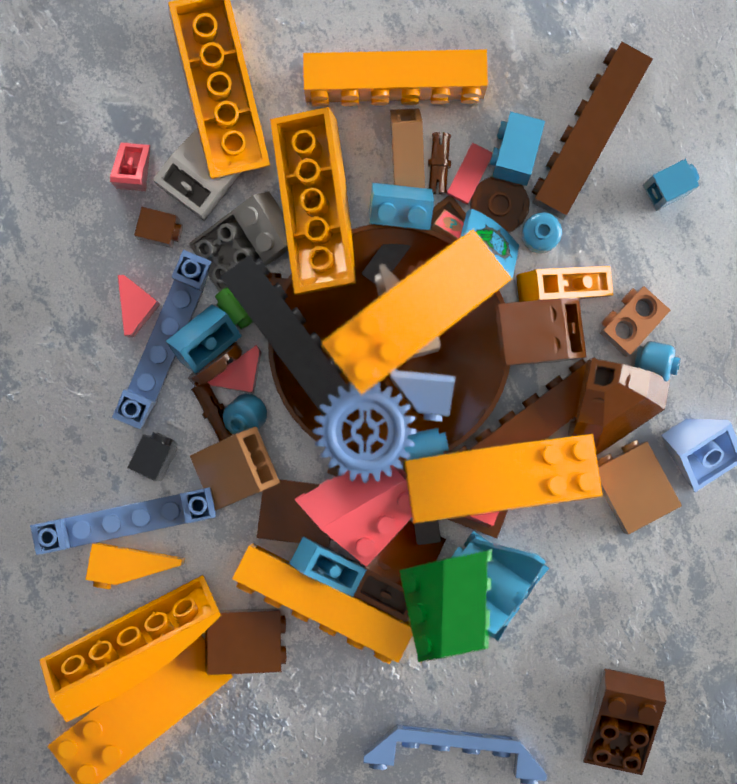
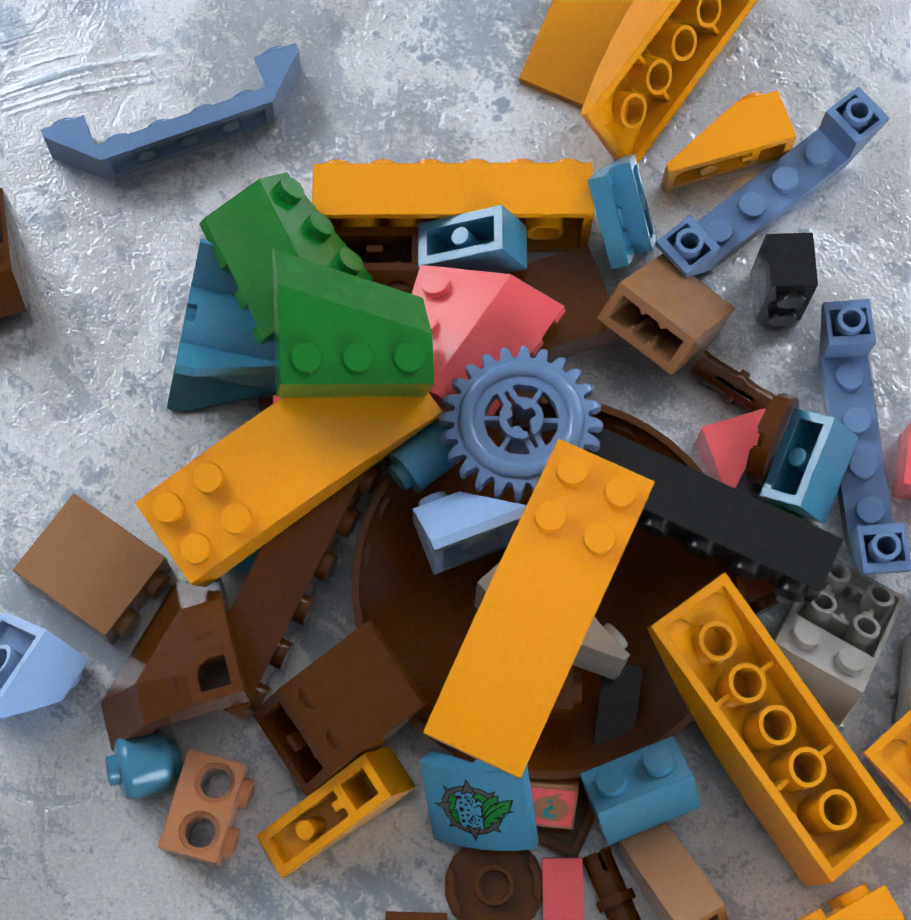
camera: 155 degrees right, 15 degrees down
(225, 546) = (622, 211): none -> dark azure slope
(244, 413) = (692, 396): dark azure head -> none
(245, 642) = (529, 113): reddish brown brick -> none
(440, 527) = (347, 334): none -> green wedge
(541, 232) = (409, 868): dark azure head -> none

